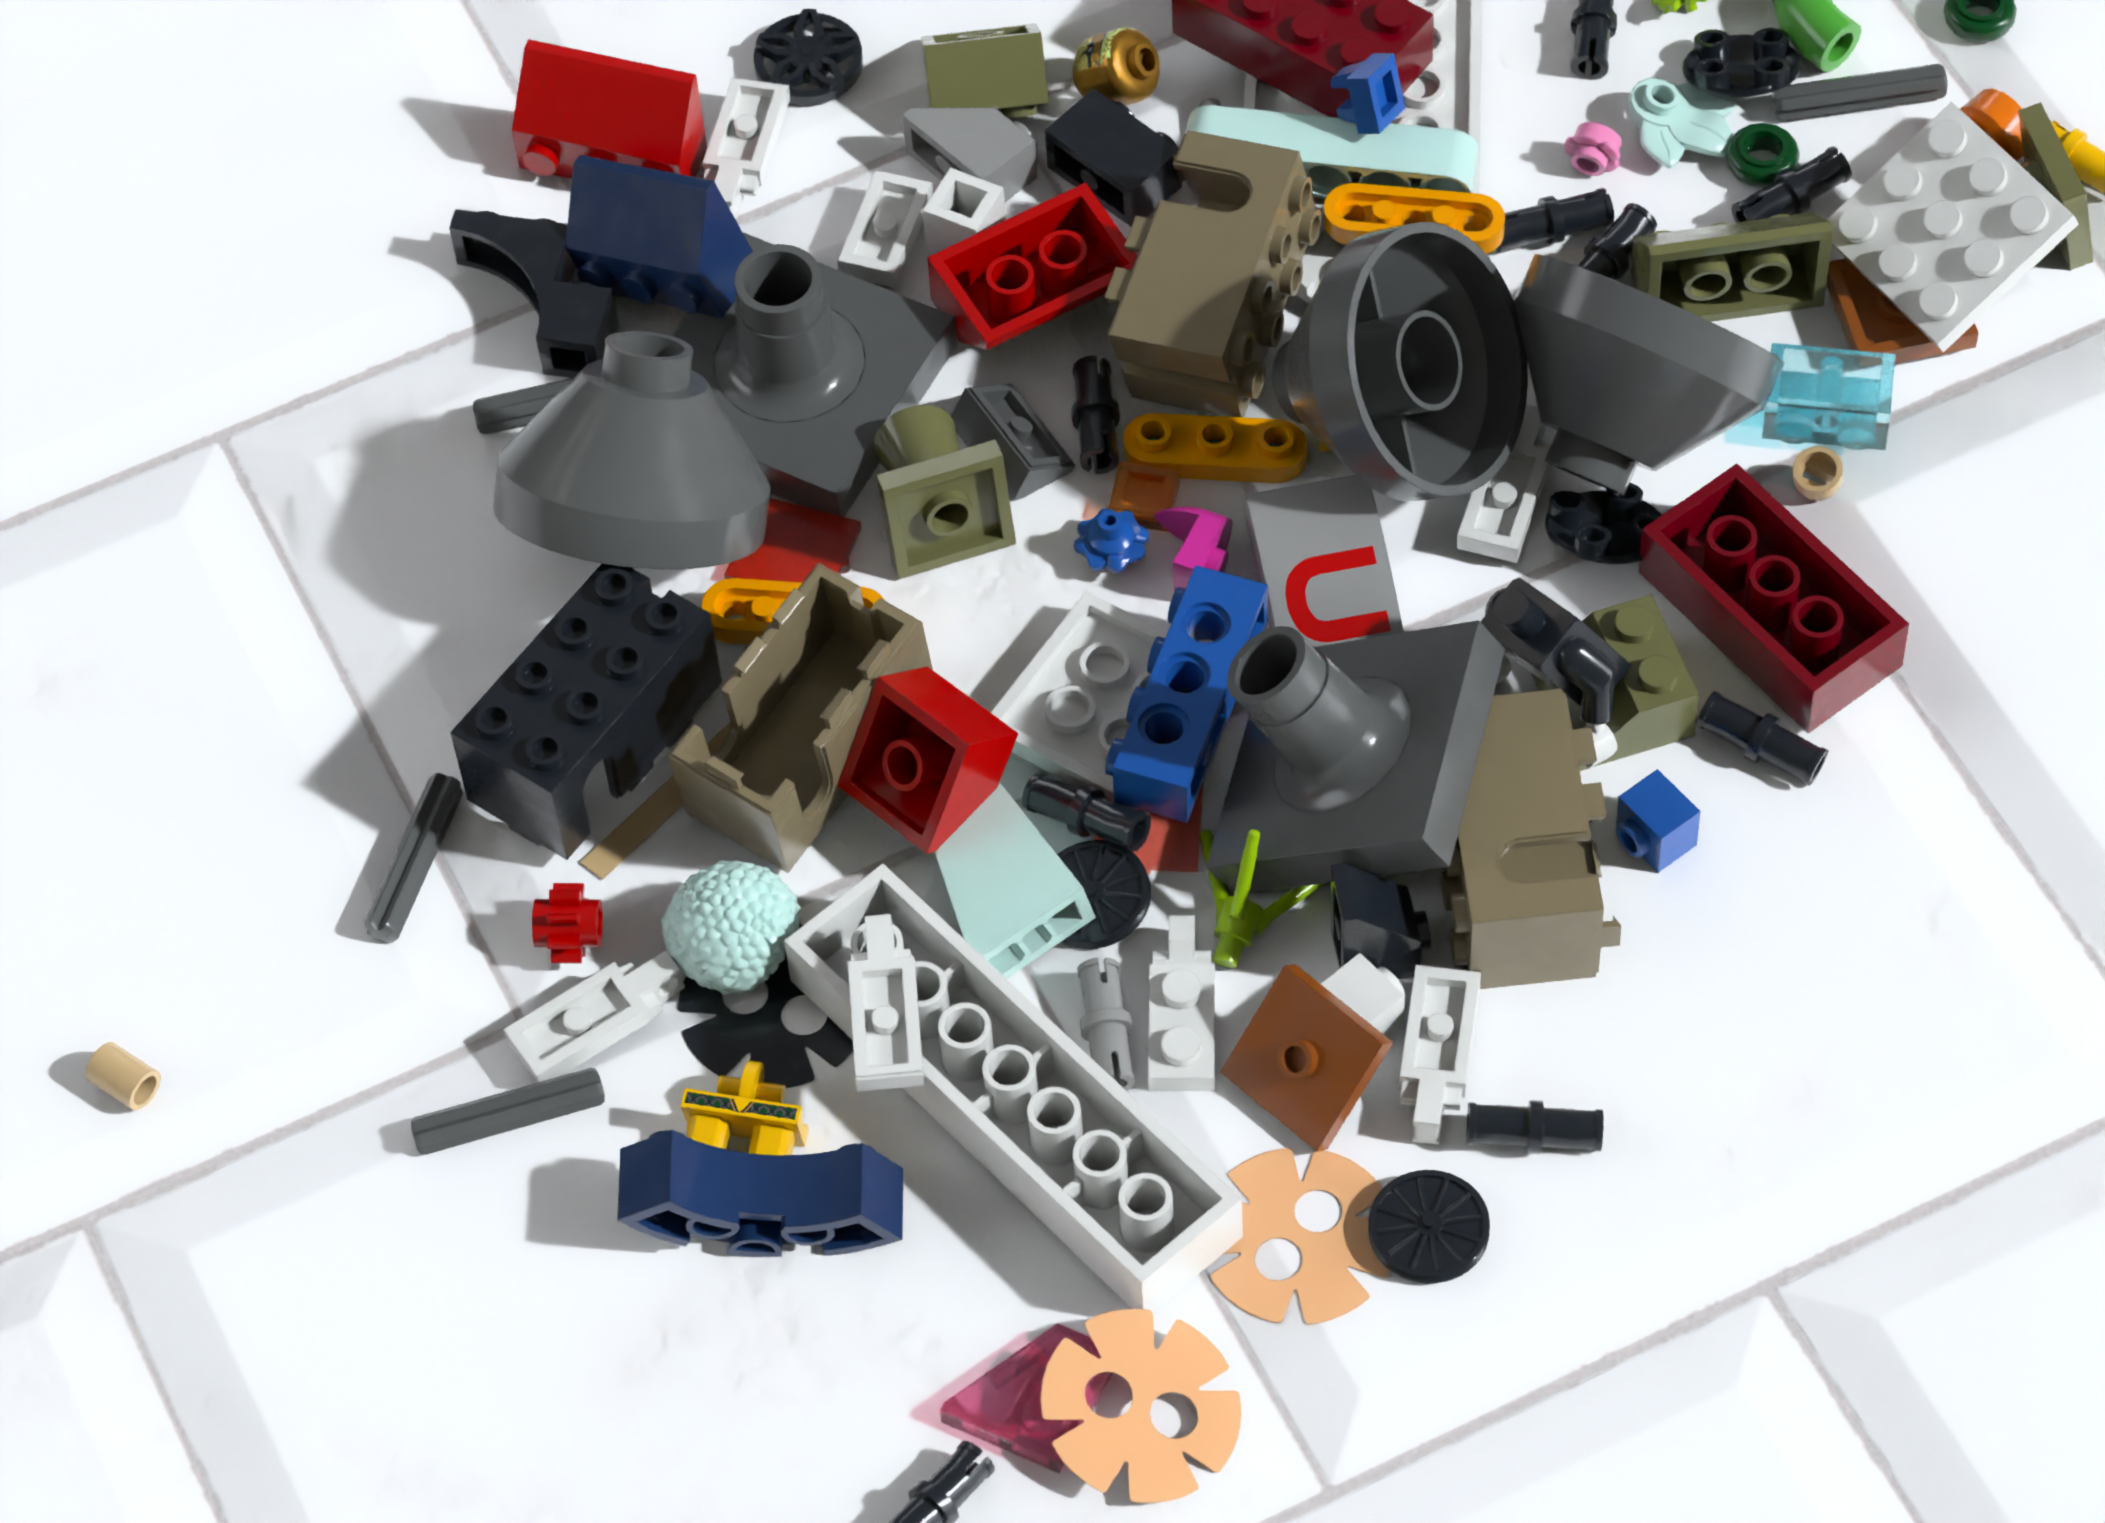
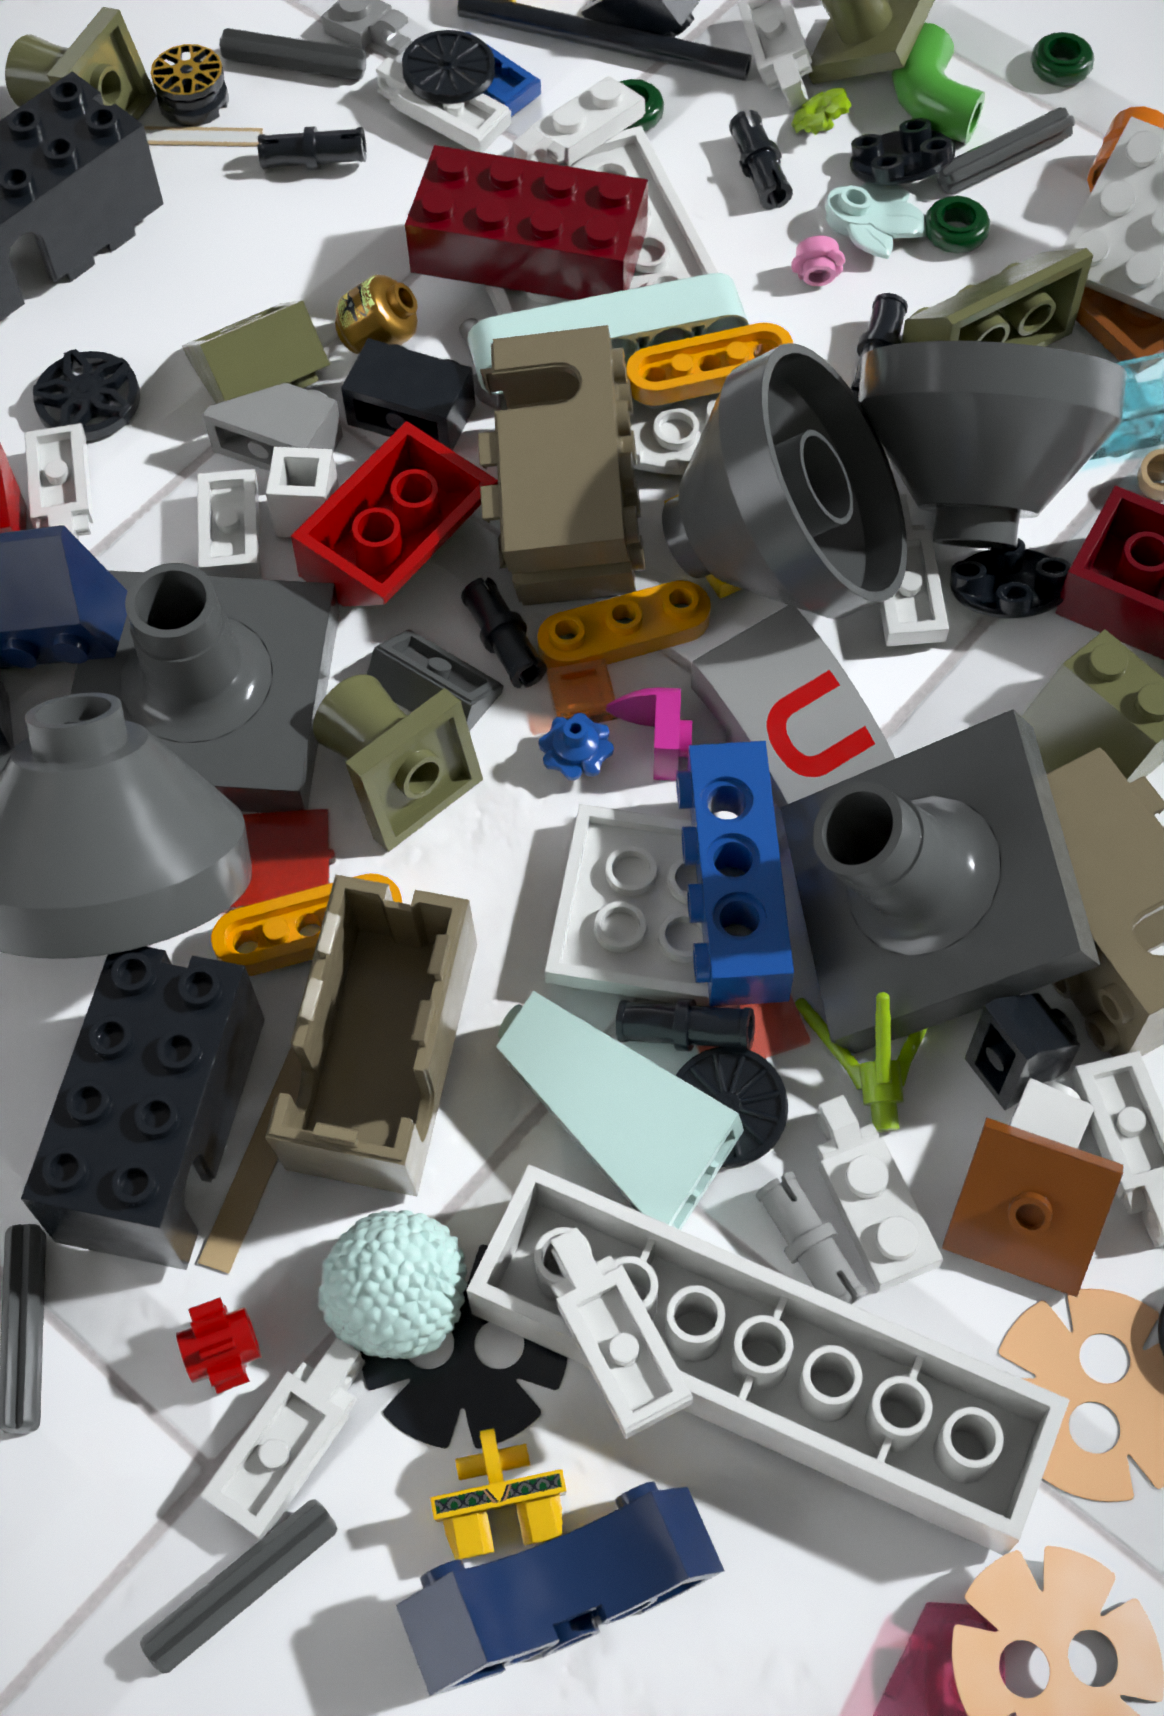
camera: 25 degrees left, 5 degrees up
(925, 756) = (521, 1034): red slope -> none
(1373, 92) = (635, 256): blue tile -> none
(1556, 218) = (820, 327): black pin -> none
(1560, 653) = (1062, 705): black torso -> none
(1795, 189) = (1002, 242): black pin -> none

